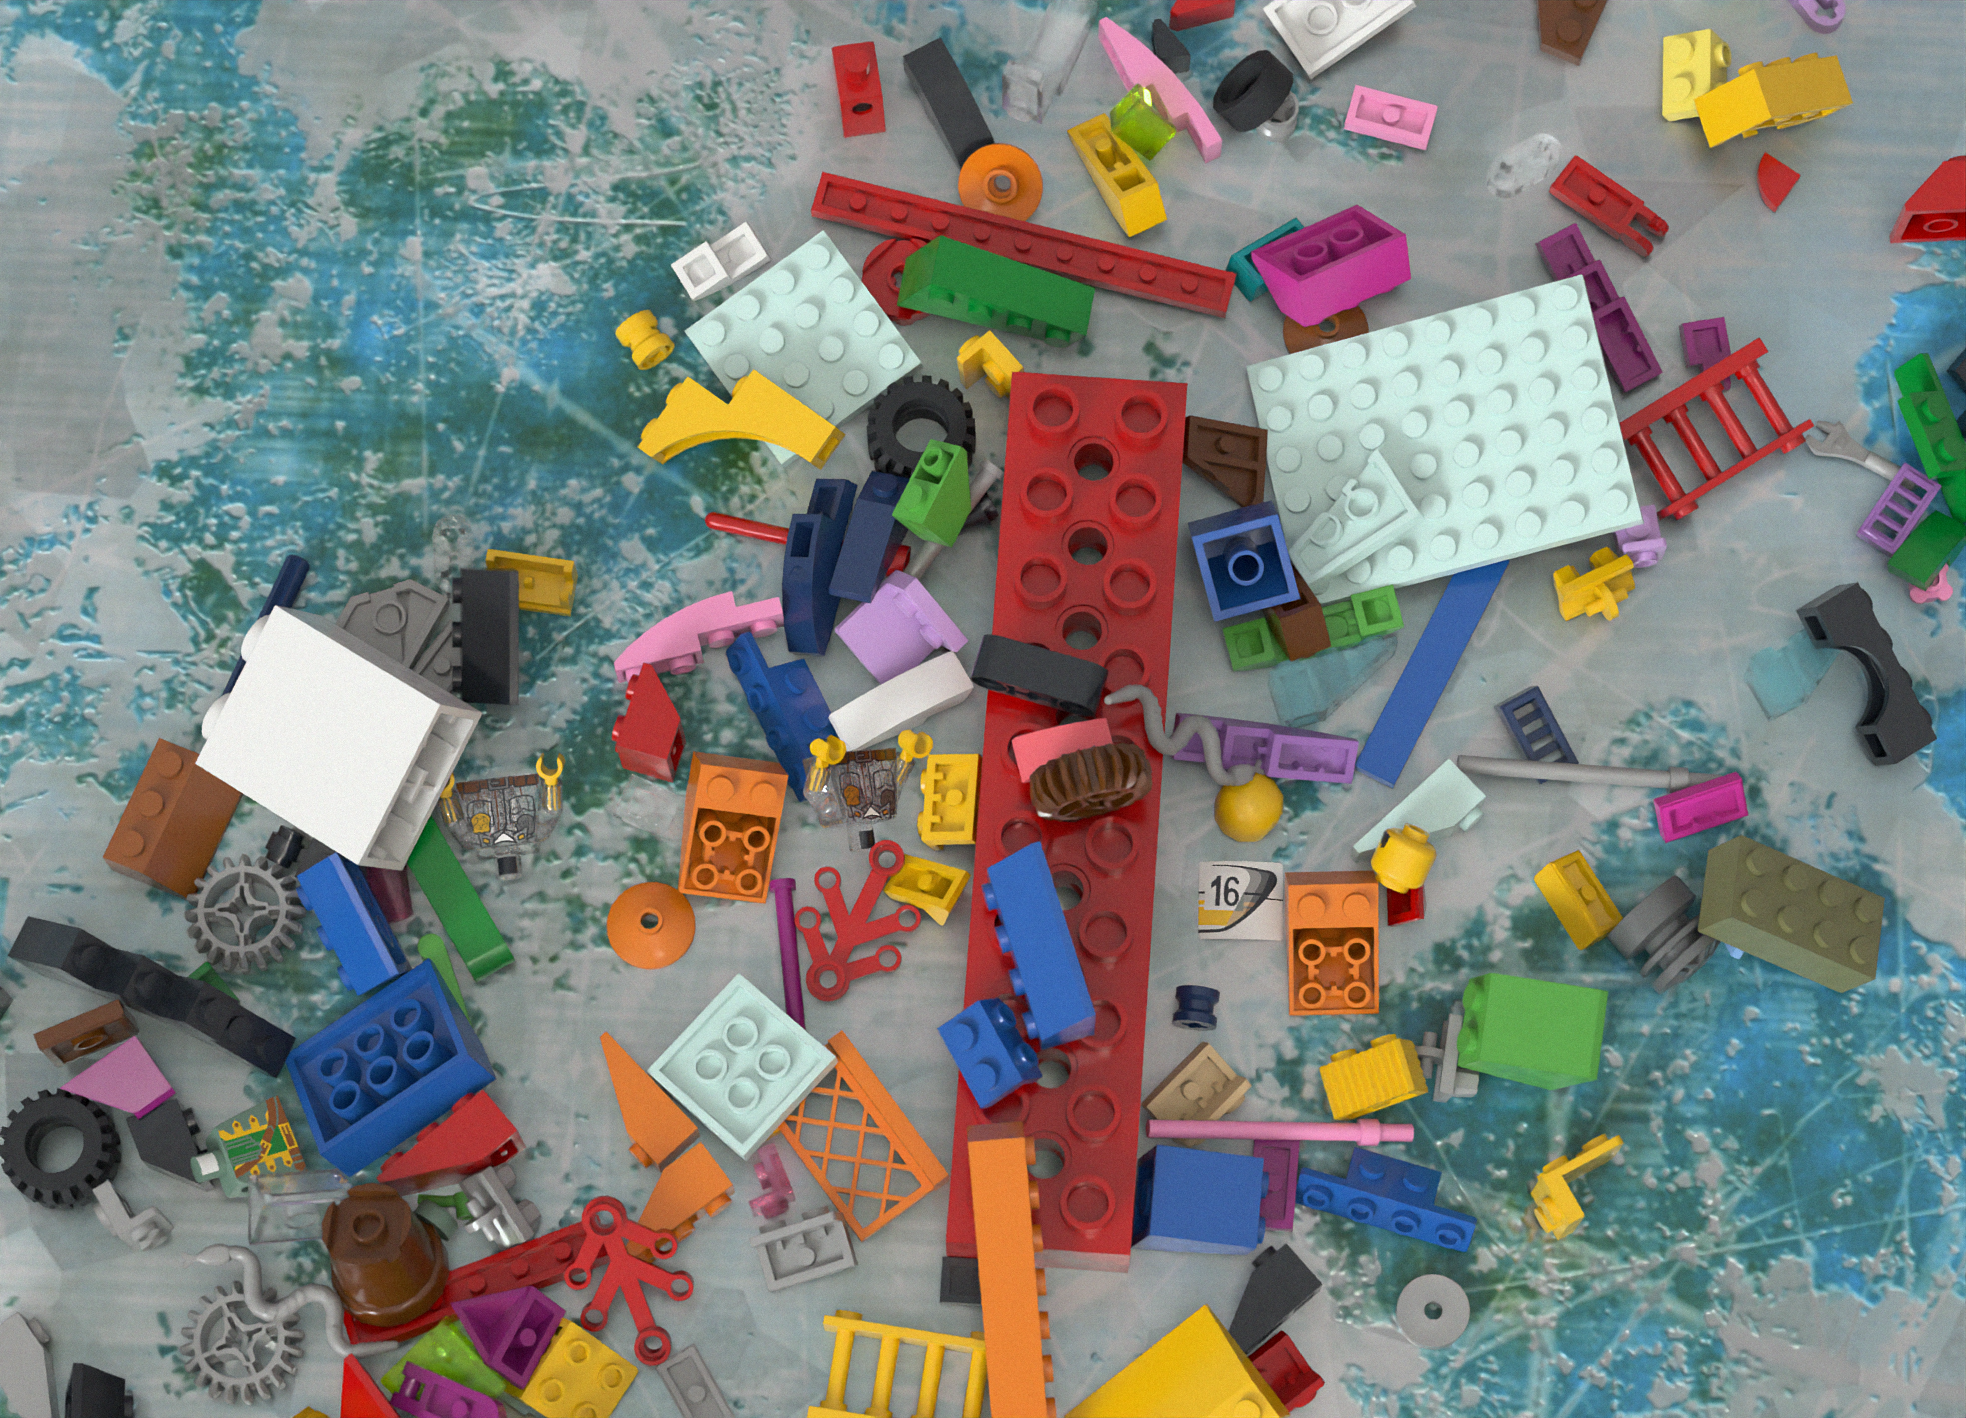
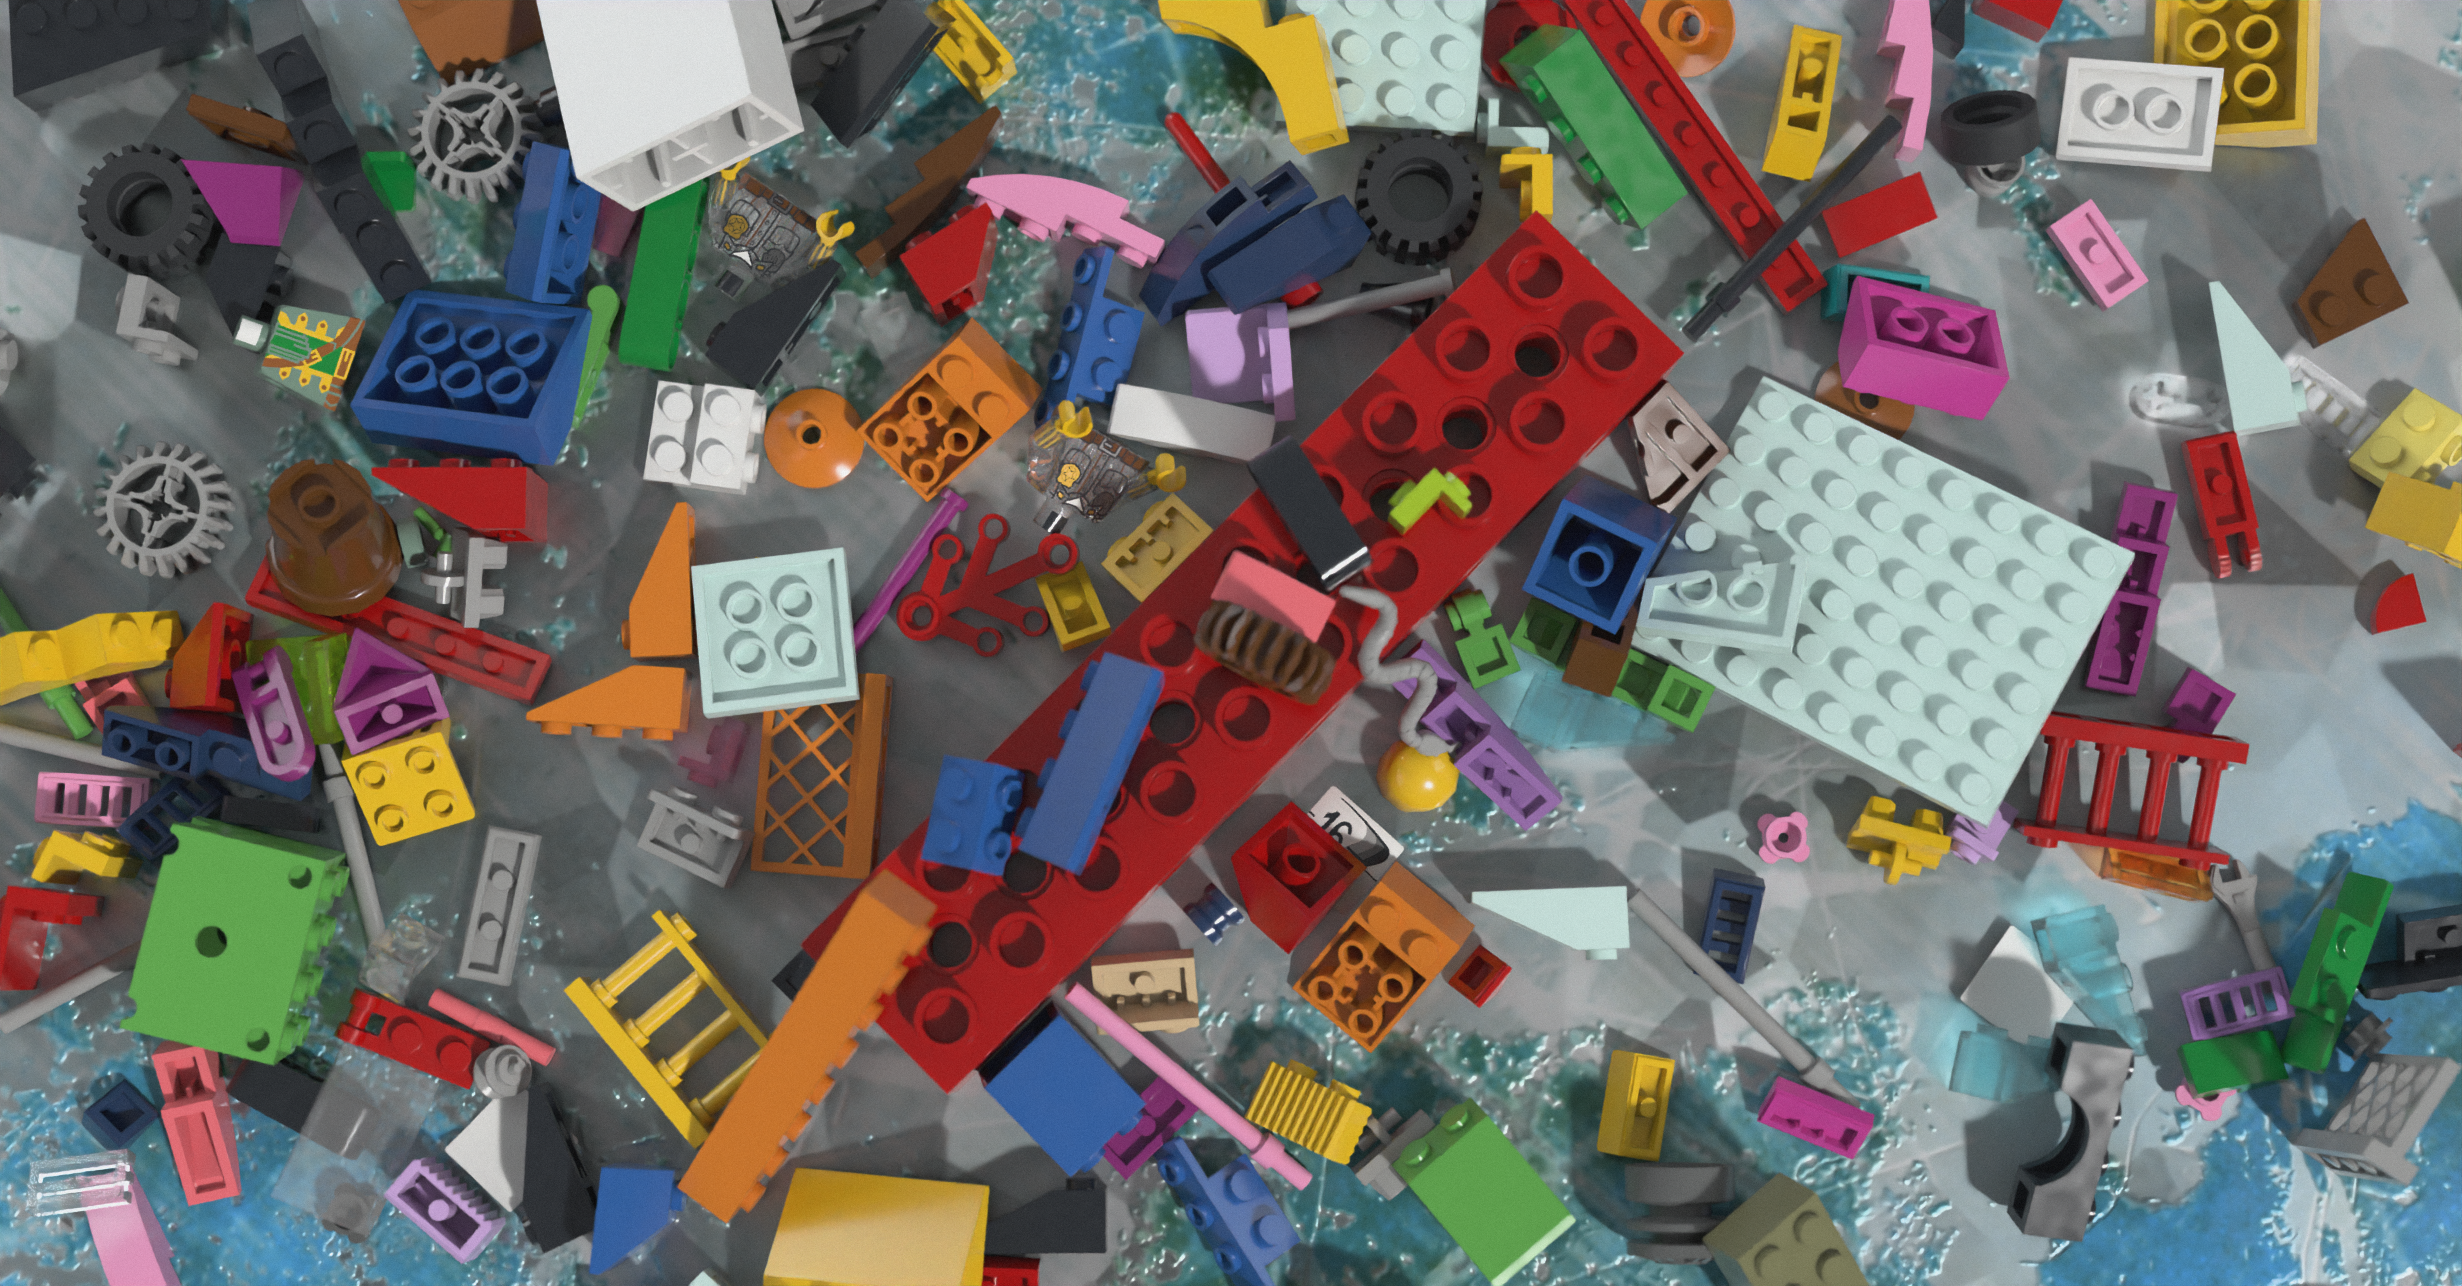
camera: 40 degrees right, 10 degrees up
(292, 1204) = (296, 425): clear slope -> none
(334, 1315) = (200, 421): light grey animal -> none
(559, 879) = (767, 332): none -> black slope
(576, 984) = (704, 437): none -> white plate
(590, 682) = (944, 177): none -> reddish brown slope
(626, 1271) = (525, 730): red plant -> none
(937, 494) = (1376, 265): bright green slope -> none
(944, 355) = (1504, 139): none -> light aqua bracket
(1099, 611) = (1414, 500): none -> lime bracket
(1139, 124) = (1859, 74): clear neon green panel -> none
(1178, 333) = (1726, 296): none -> black bar
(1223, 691) = (1486, 652): none -> bright green plate
(1227, 938) = (1293, 876): none -> red slope
(1230, 203) = (1880, 214): none -> red slope
(1403, 858) = (1503, 943): yellow head -> none
(1428, 672) = (1679, 790): blue tile -> none
(1521, 635) = (1794, 827): none -> bright pink plate
(1558, 108) = (2256, 378): none -> light aqua slope
(1619, 109) = (2353, 405): none -> clear slope
(1756, 614) = (2016, 990): none -> white sticker
(1775, 473) = (2155, 875): none -> clear orange slope
(1785, 566) = (2085, 964): none -> clear light blue slope

